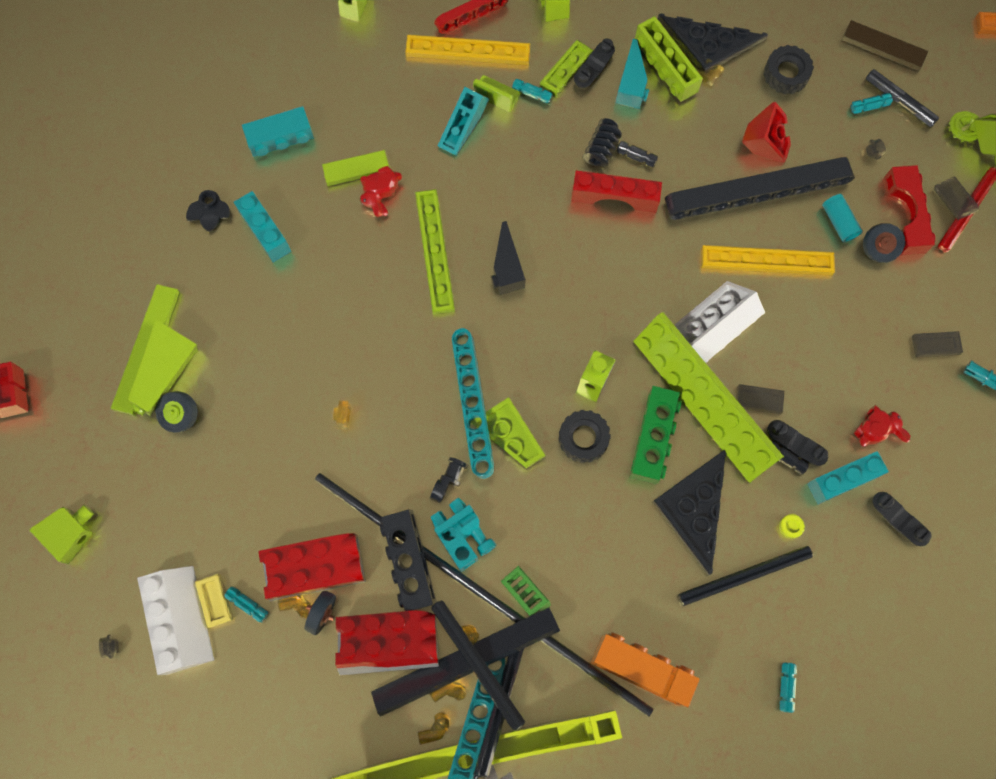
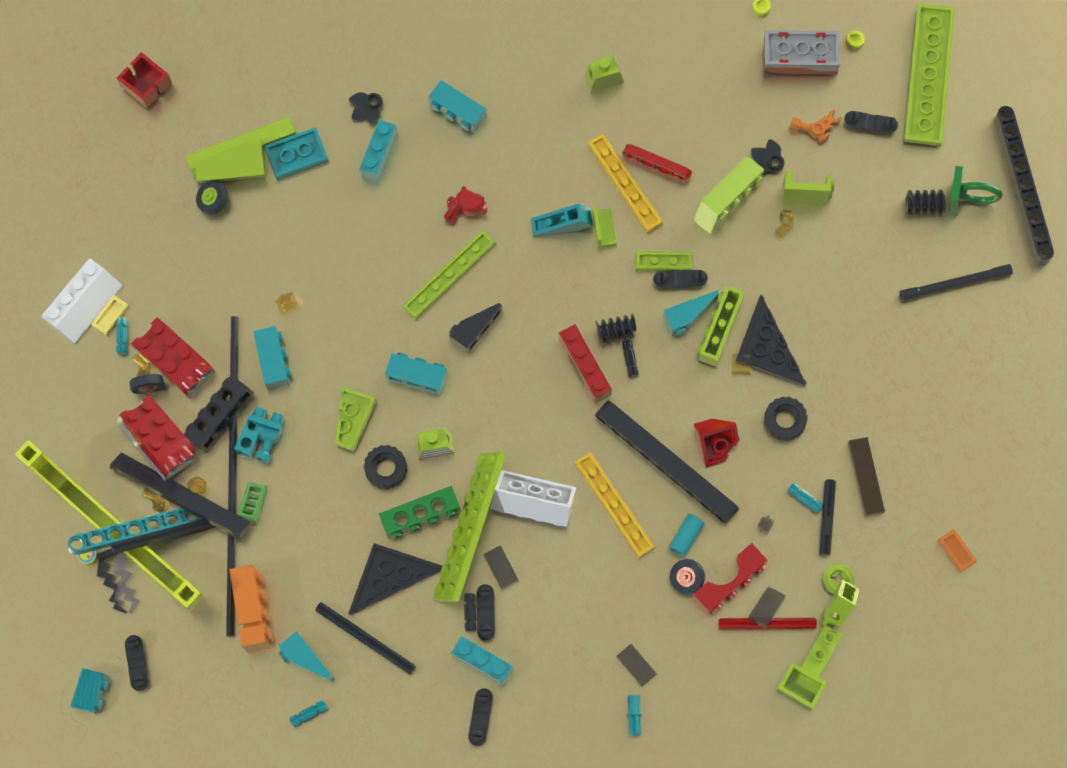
camera: 60 degrees right, 0 degrees up
(64, 532) = (87, 193): lime torso -> none
(108, 646) = (38, 274): clear smoke plate -> none
(199, 304) = (296, 153): none -> teal tile
(354, 167) = (471, 177): lime tile -> none
(389, 467) = (272, 357): none -> teal brick
(437, 730) = (125, 510): clear yellow arm -> none
(450, 477) = (294, 401): black connector -> none
(477, 411) = (351, 386): teal beam -> none
(478, 666) = (180, 501): black axle -> none
(511, 343) = (416, 373): none -> teal brick
(532, 90) = (624, 249): teal axle -> none
(726, 651) = (301, 655): none -> teal slope
(791, 526) = (422, 647): neon yellow tile -> none
(879, 425) = (539, 660): red animal -> none

